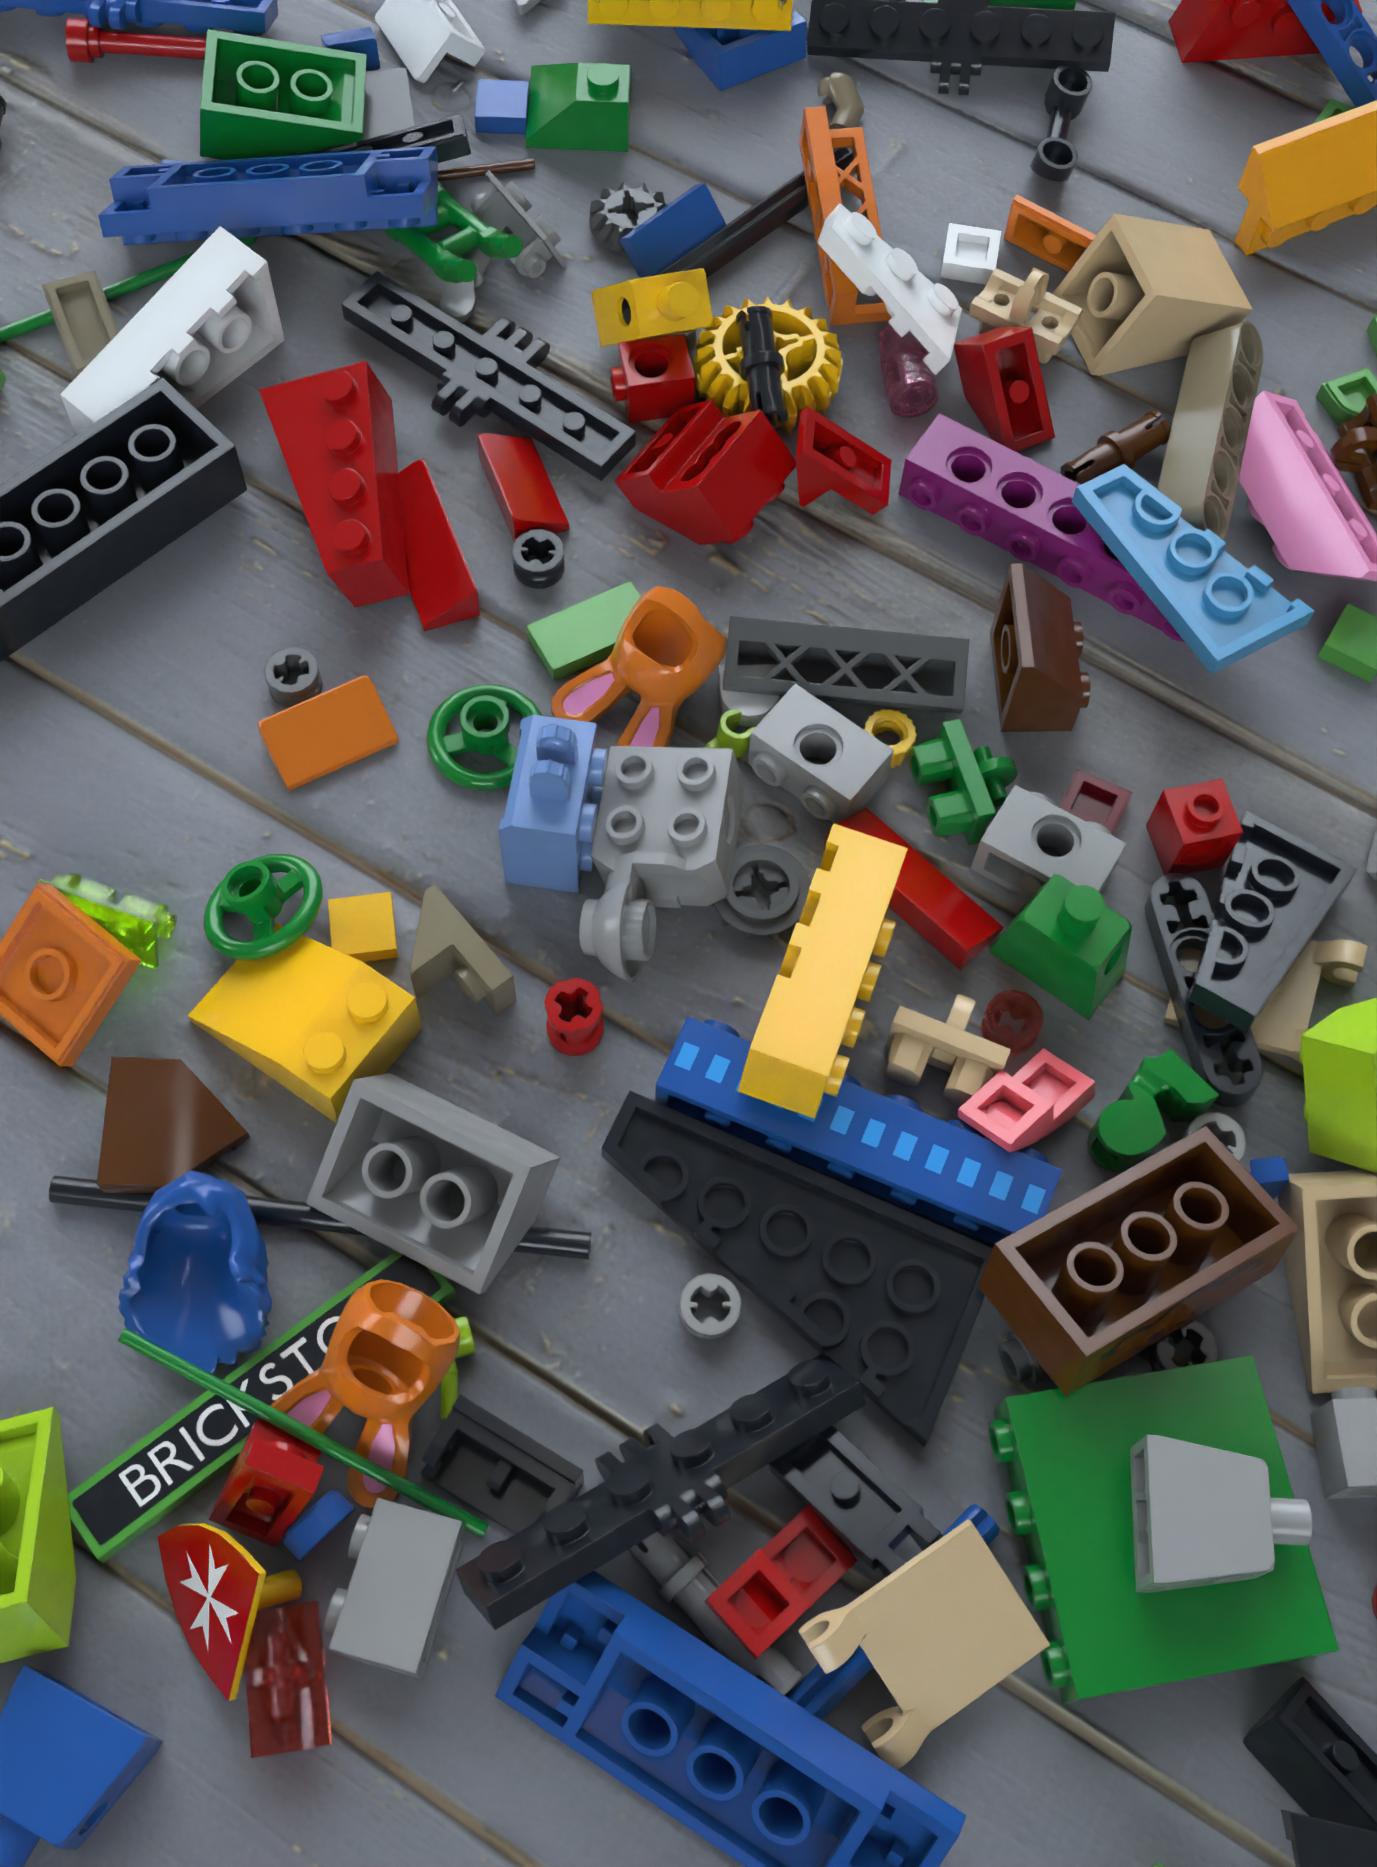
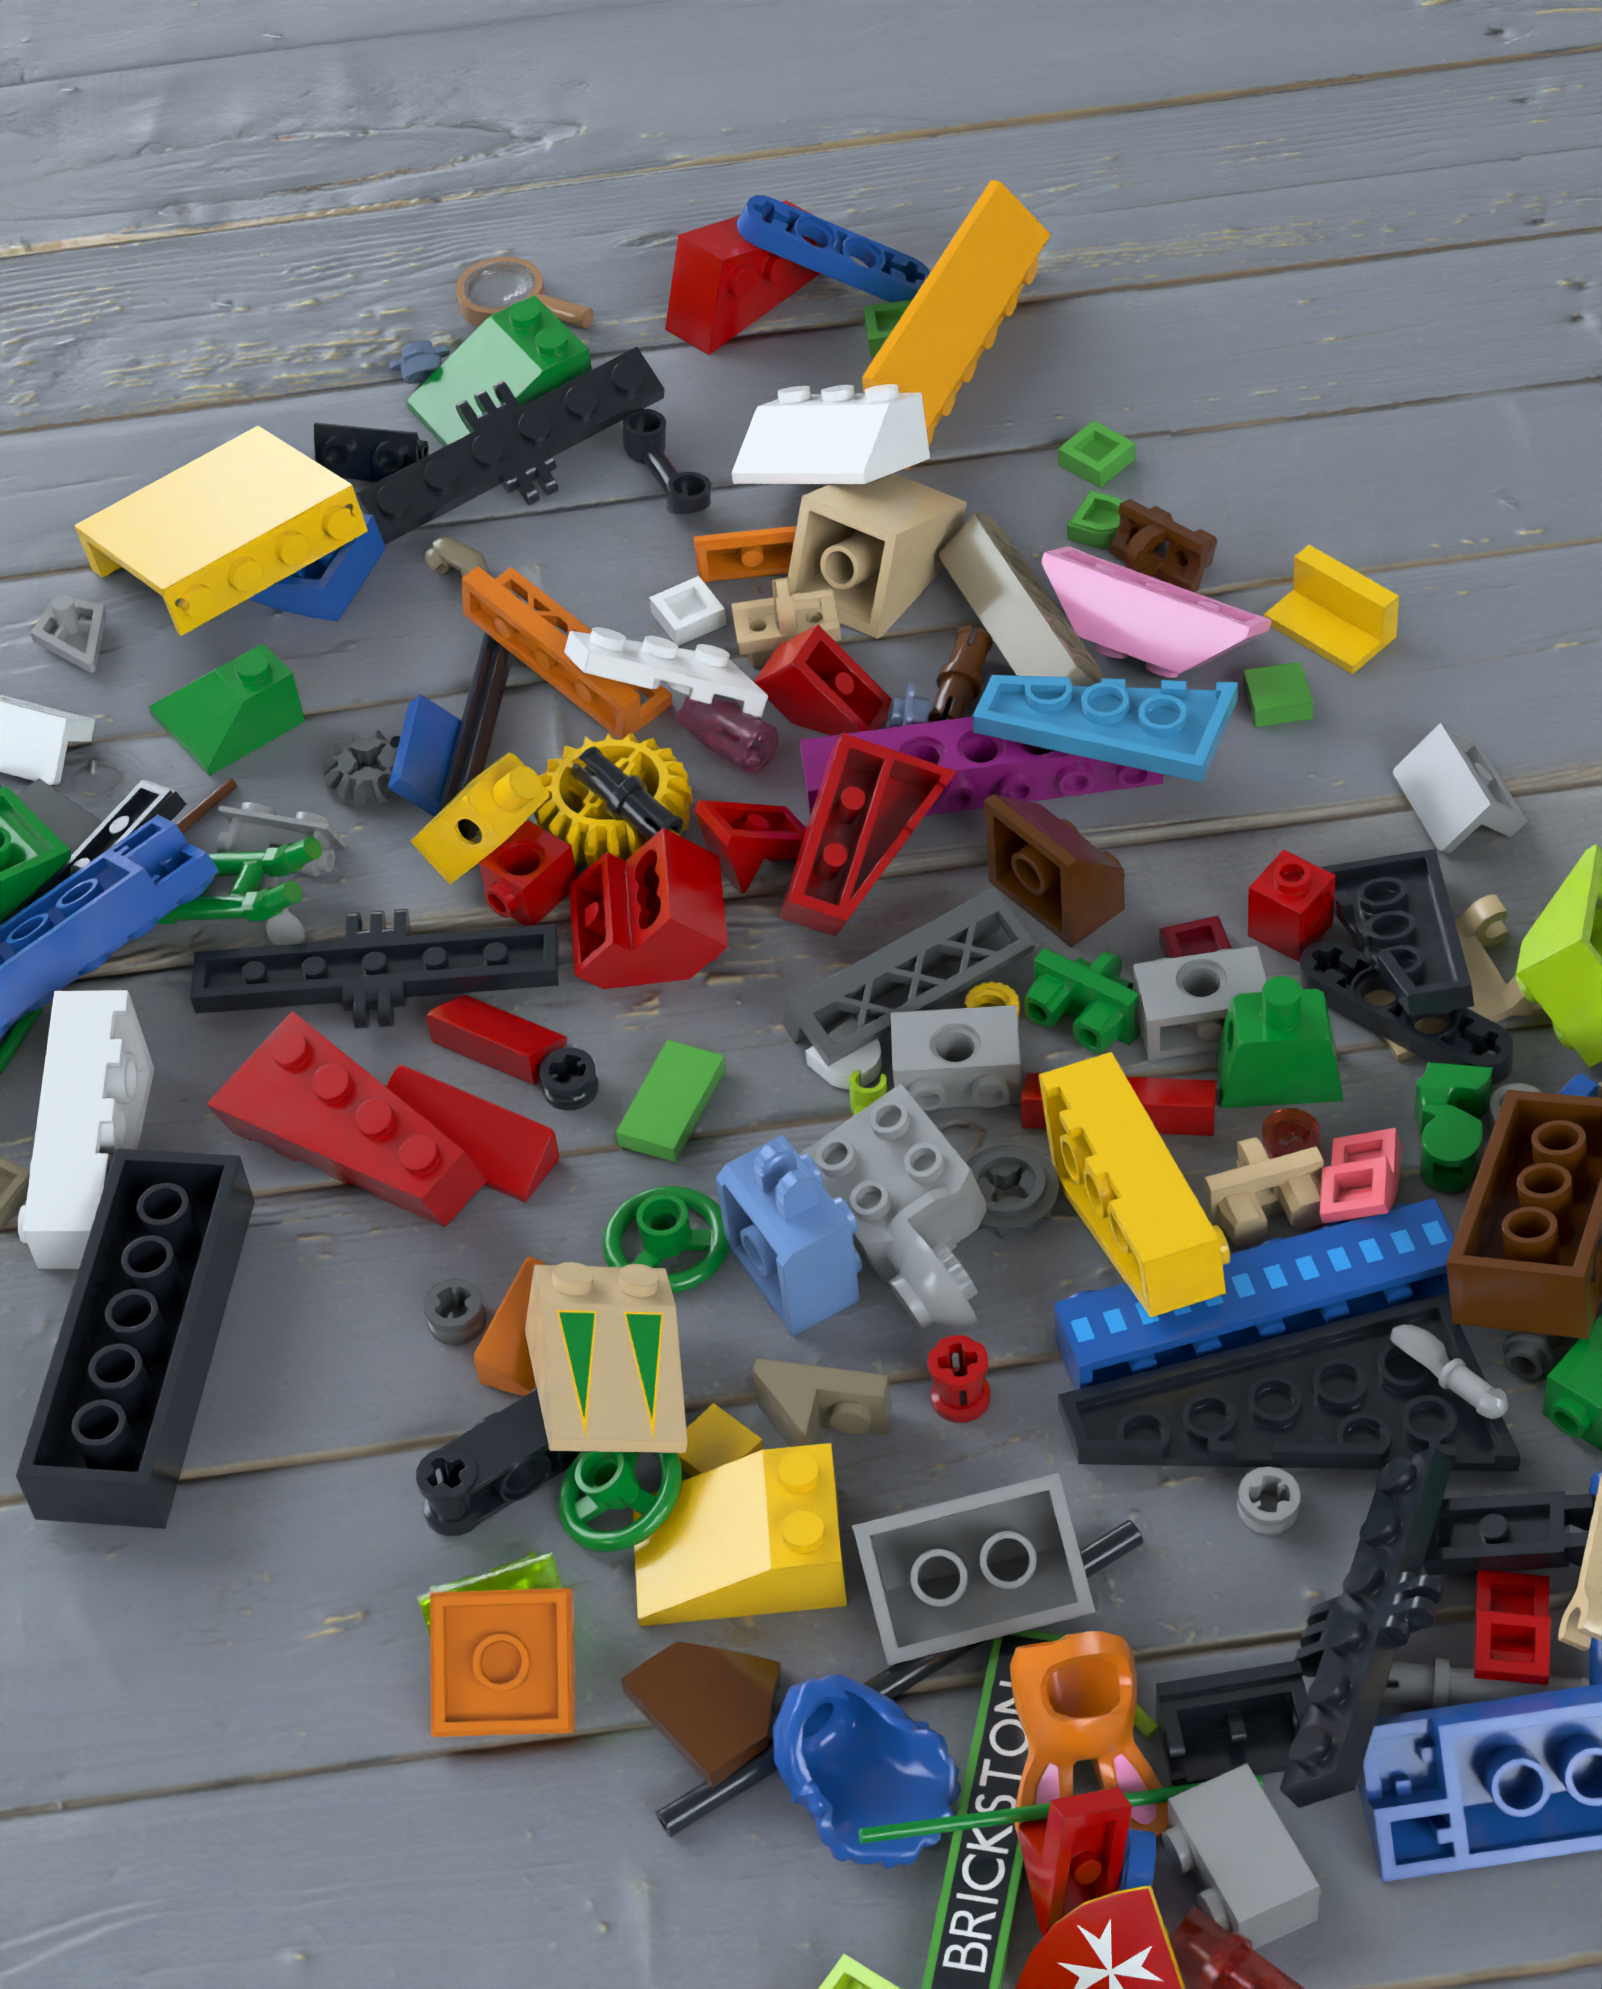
camera: 30 degrees left, 15 degrees down
(214, 816) = (489, 1467): none -> black piece
(326, 802) = (606, 1358): none -> tan slope
(501, 106) = (157, 754): tile -> none
(660, 655) = (756, 1076): orange piece -> none
(907, 515) = (856, 828): none -> red wedge
(935, 1294) = (1452, 1374): none -> light grey piece
(1050, 450) = (908, 710): none -> sand blue plate
(1193, 184) = (833, 436): none -> white slope

